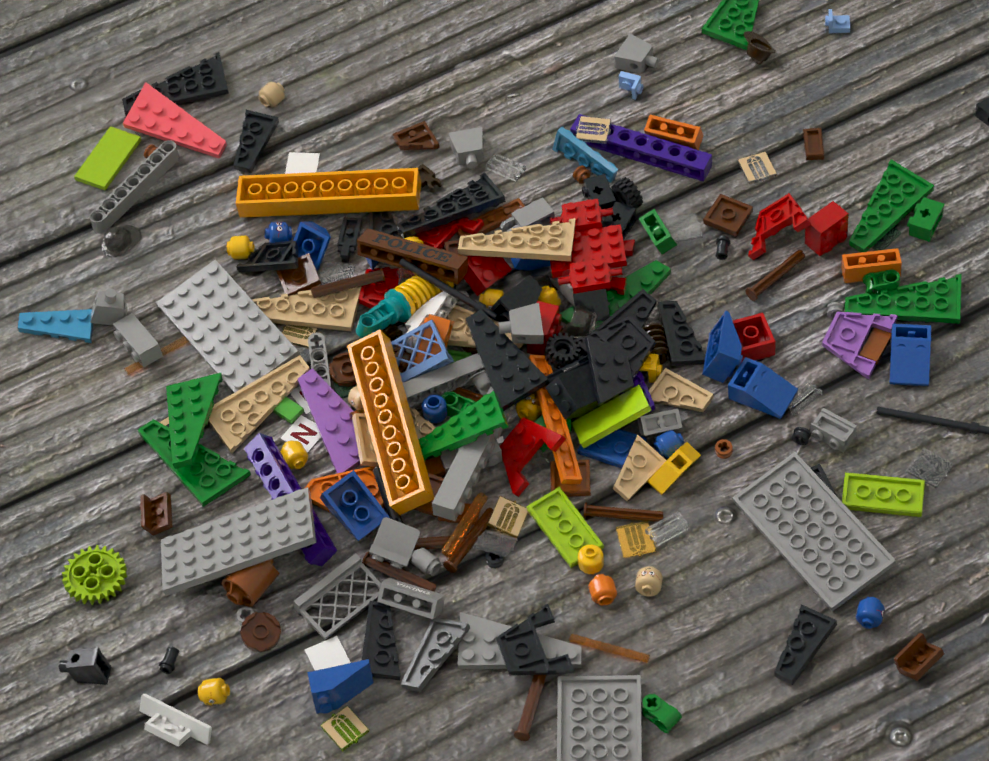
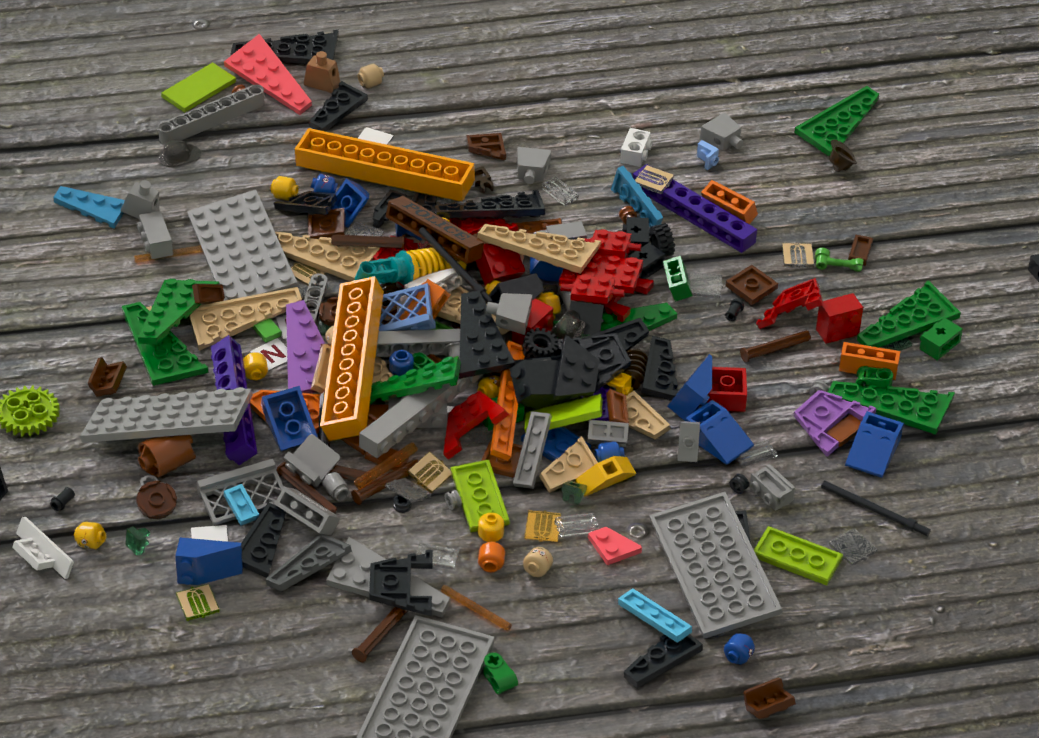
camera: 10 degrees right, 10 degrees down
(217, 390) = (208, 293): none -> reddish brown tile
(225, 107) = (322, 73): none -> medium nougat torso
(260, 681) = (137, 540): none -> clear green tile
(345, 612) = (241, 504): none -> medium azure plate
(542, 539) = (453, 499): none -> light grey bush
(559, 96) = (635, 147): none -> white brick
(559, 603) = (442, 556): none -> clear plate
(597, 464) = (532, 450): none -> light grey plate
(622, 513) = (538, 499): reddish brown axle -> none
(651, 491) = (575, 489): none -> clear green tile
(658, 393) = (617, 407): none -> dark orange tile
(709, 539) = (612, 545): none -> coral wing
(723, 443) = (660, 470): dark orange bush -> none
(739, 407) = (688, 441): none -> light grey plate
(780, 603) = (655, 615): none -> medium azure plate
(783, 165) = (823, 259): none -> bright green brick
(837, 23) = (927, 158): light blue bracket -> none

